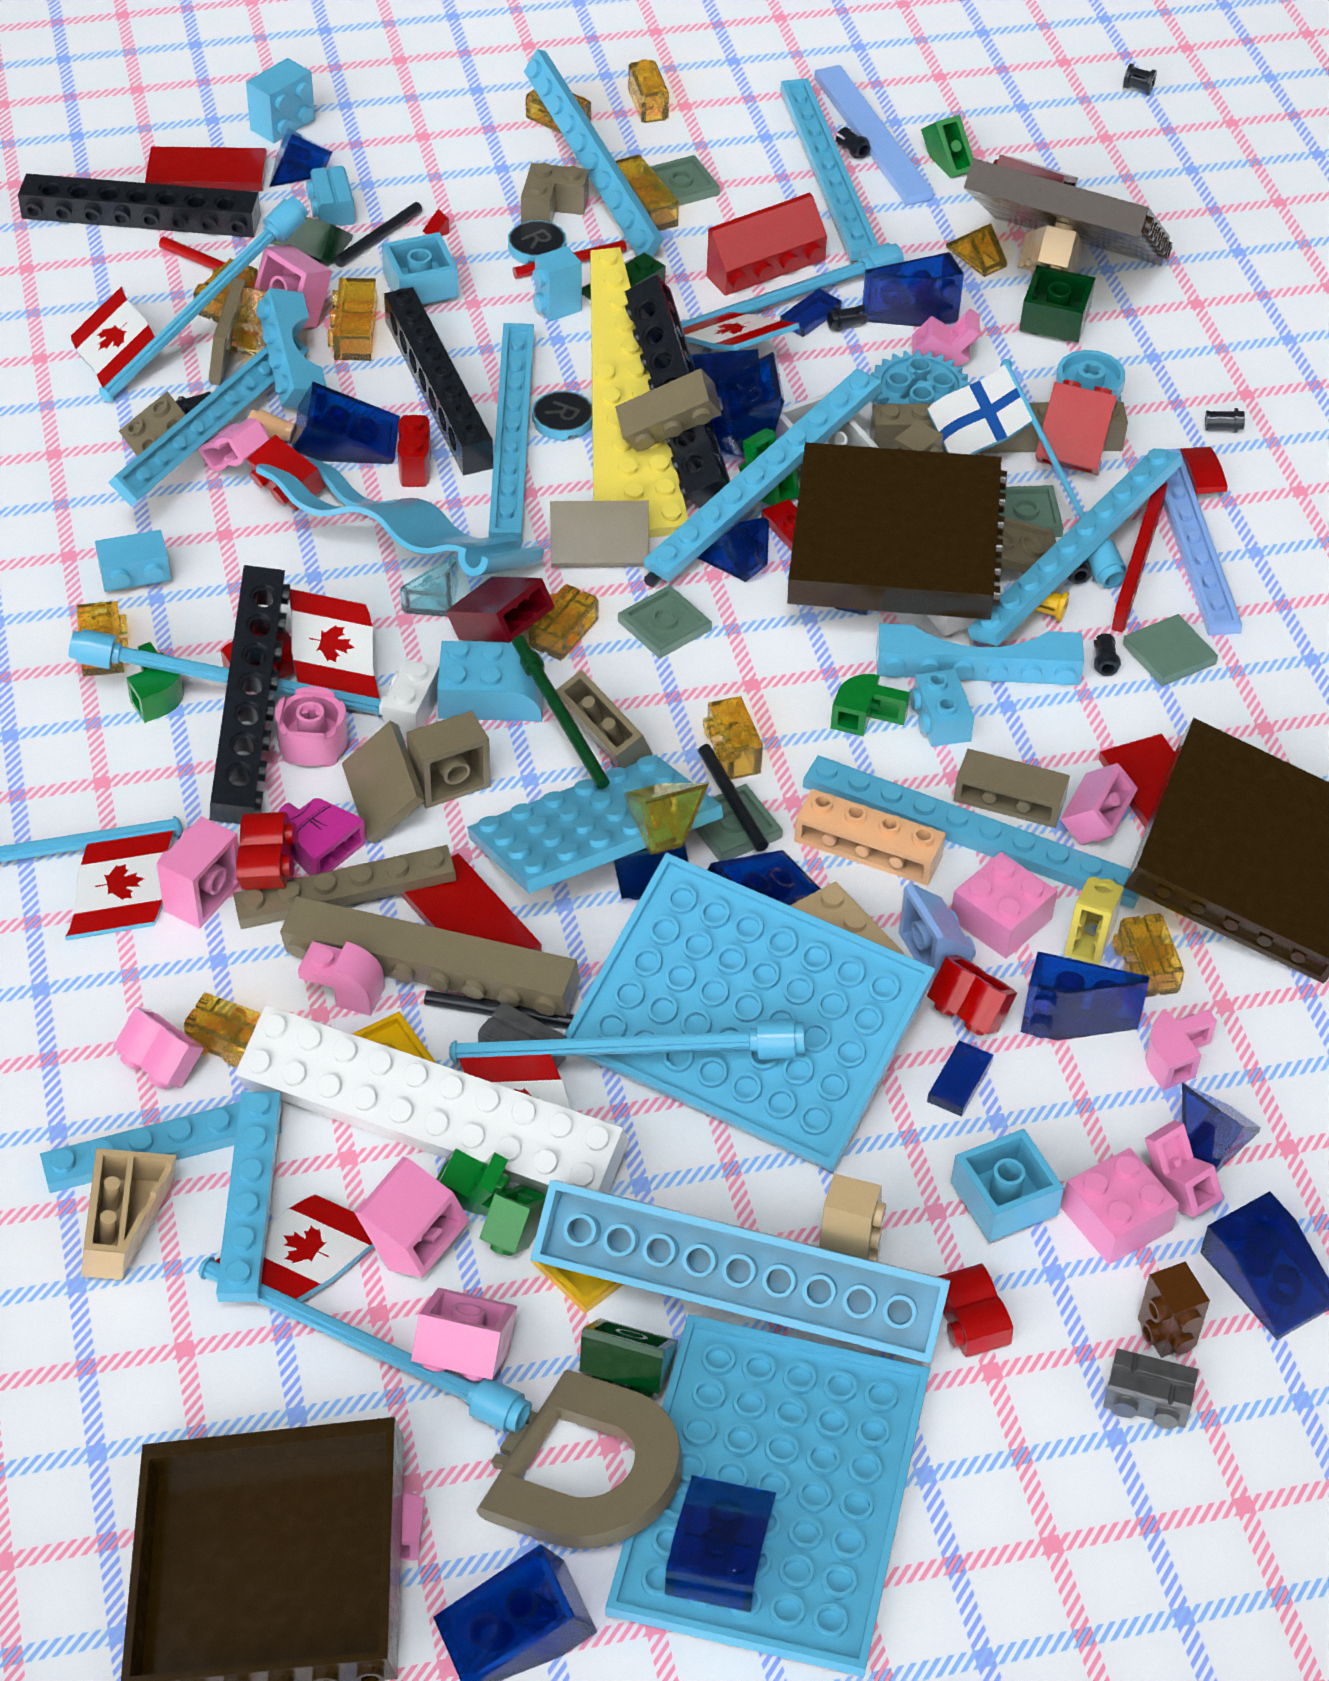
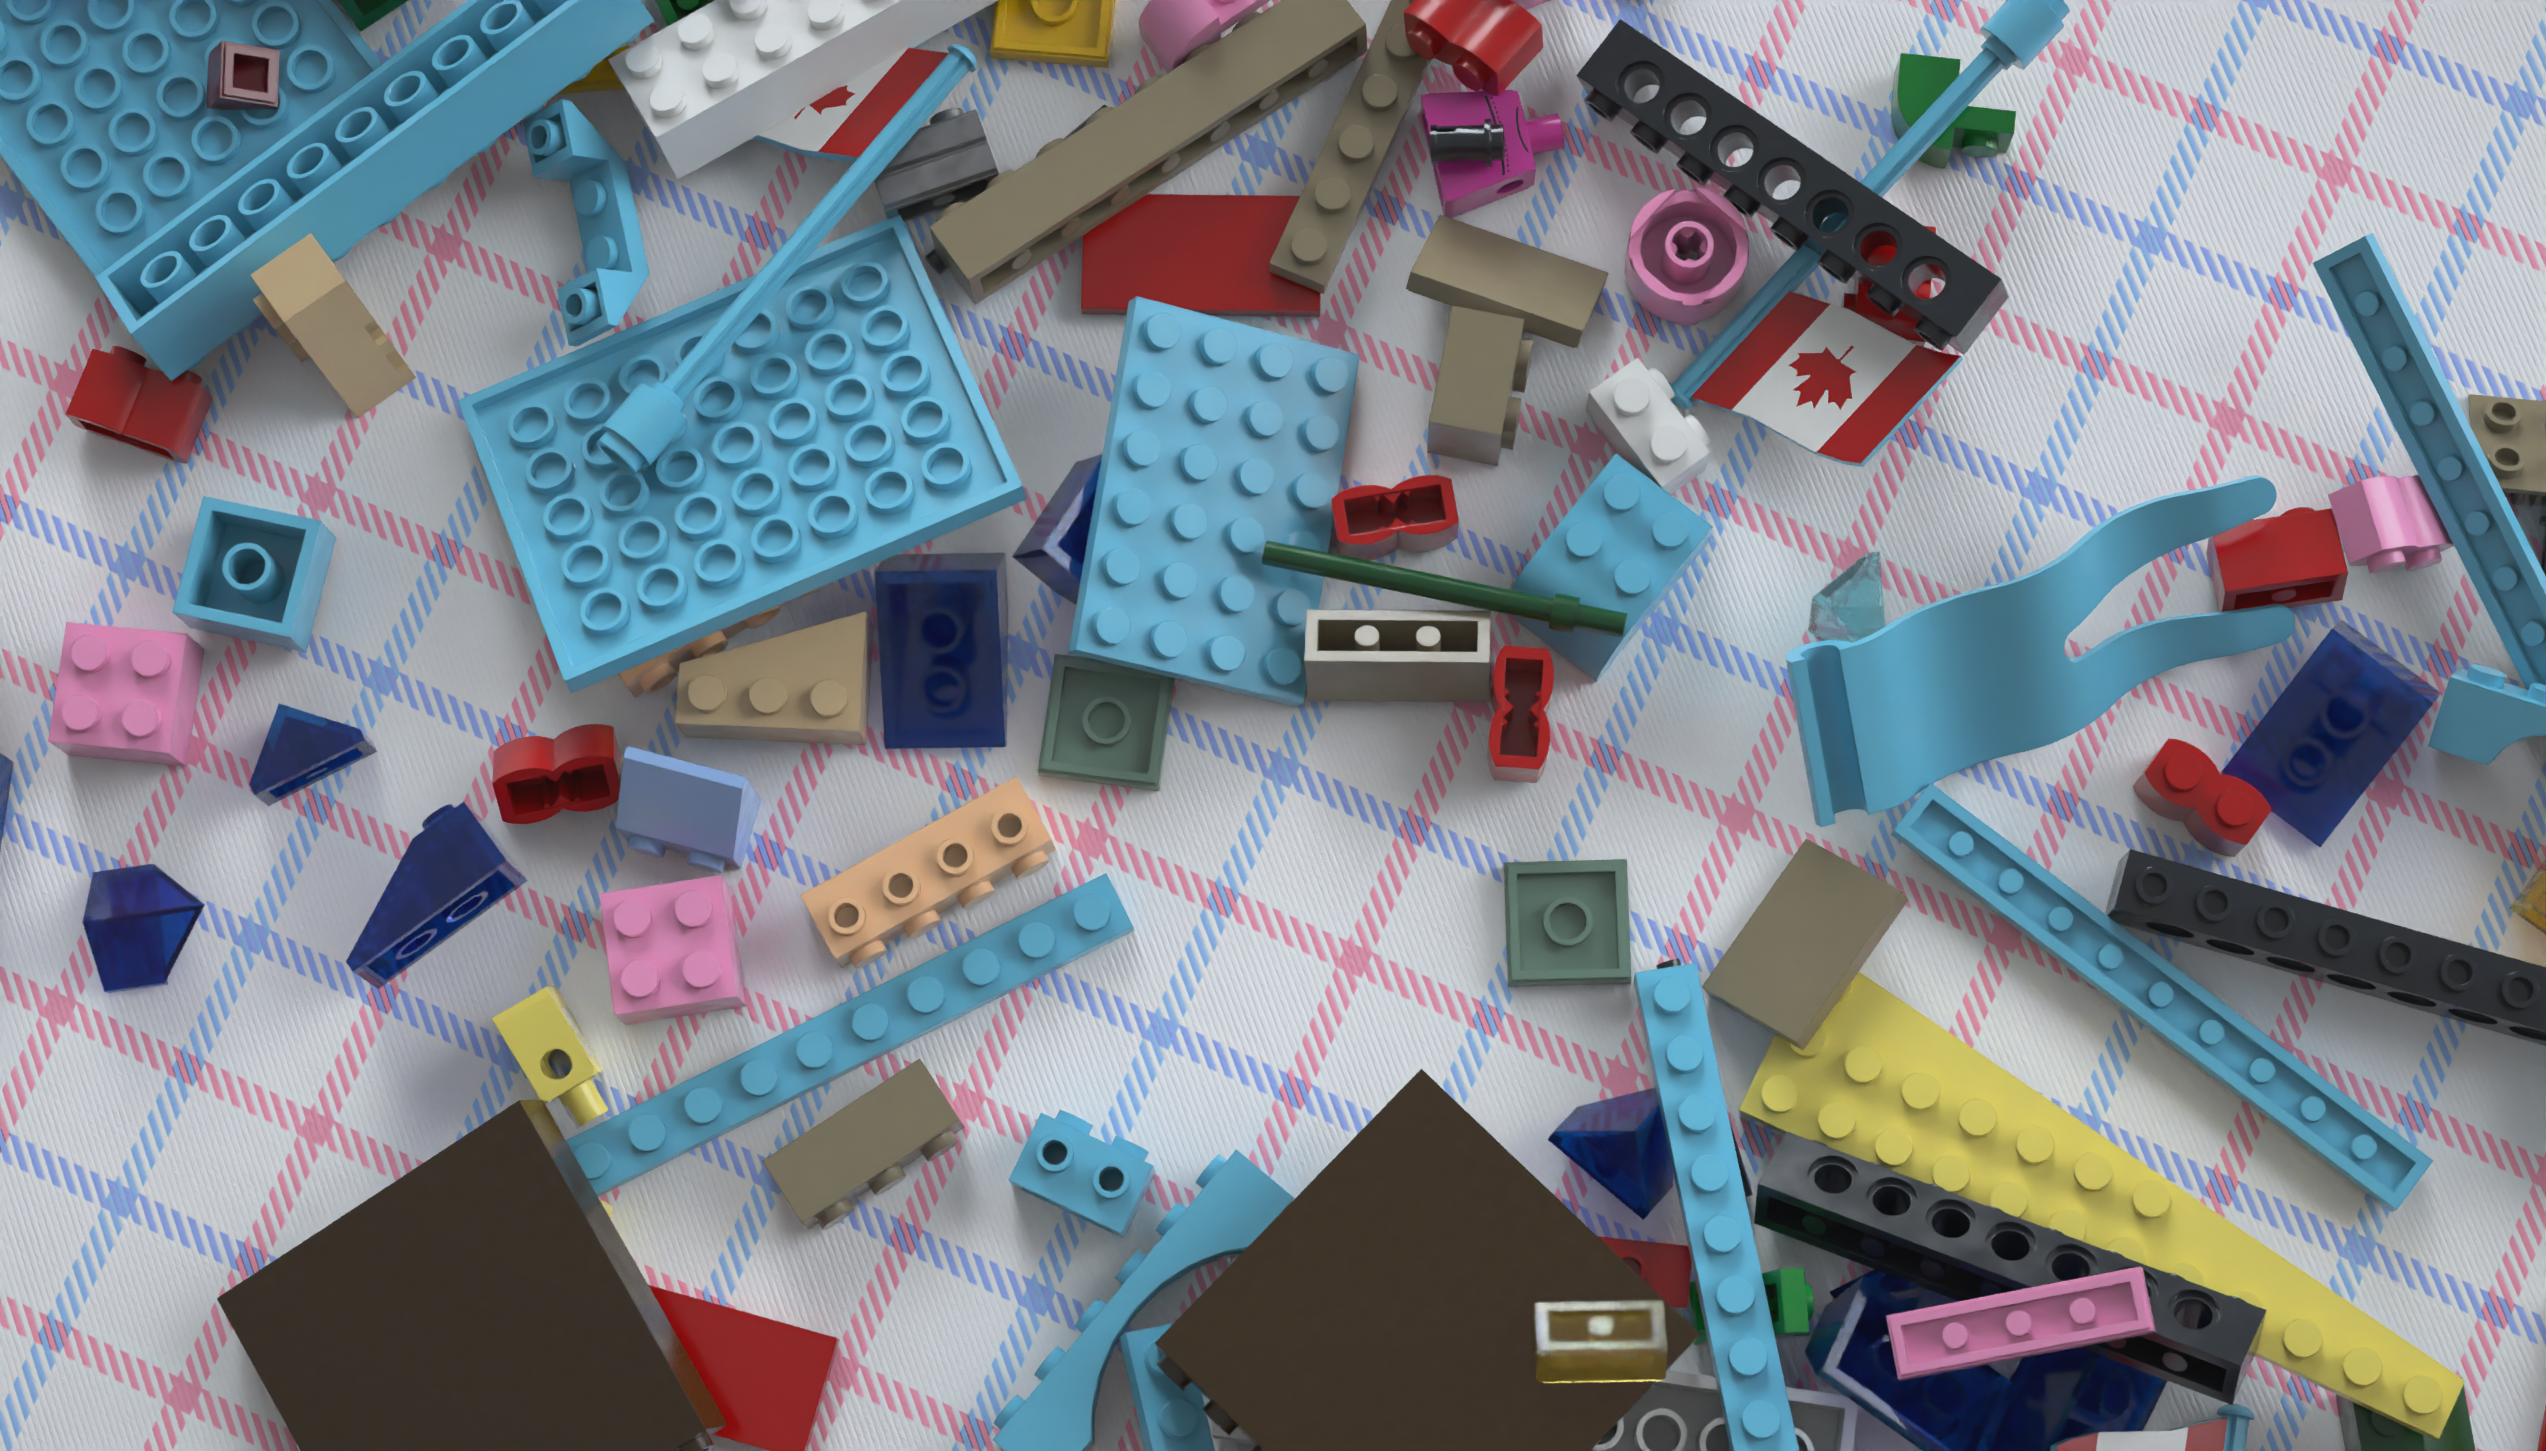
camera: 135 degrees right, 30 degrees up
(107, 619) = (2092, 93): clear yellow brick -> none
(133, 560) = (2225, 224): medium azure brick -> none
(274, 424) = (2426, 622): light nougat cone -> none
(323, 811) = (1467, 143): none -> black pin
(500, 609) = (1720, 659): dark red brick -> none
(539, 758) = (1412, 516): none -> red brick
(558, 283) = (2460, 1303): medium azure brick -> none
(562, 415) = (2149, 1105): tile -> none
(564, 624) = (1660, 758): clear yellow brick -> none
(601, 660) = (1520, 703): none -> red brick
(665, 813) = (1104, 539): clear yellow slope -> none
(668, 410) = (1941, 1188): dark tan brick -> none
(692, 1150) = (571, 150): none -> medium azure slope
(702, 352) = (2021, 1323): none -> bright pink tile
(733, 798) = (1135, 737): black bar -> none
(734, 737) = (1244, 823): clear yellow brick -> none
(757, 1380) = (242, 77): none -> slope
(840, 463) = (1600, 1341): none -> clear yellow slope
(864, 699) = (1187, 1068): green brick -> none
(960, 1078) = (472, 679): clear blue tile -> none
(1067, 1113) = (304, 751): none -> clear blue slope
(1099, 804) = (731, 1222): bright pink brick -> none
(1150, 952) = (446, 1075): clear yellow brick -> none
(1173, 1047) = (297, 970): bright pink brick -> none
(1185, 1177) = (101, 807): bright pink brick -> none

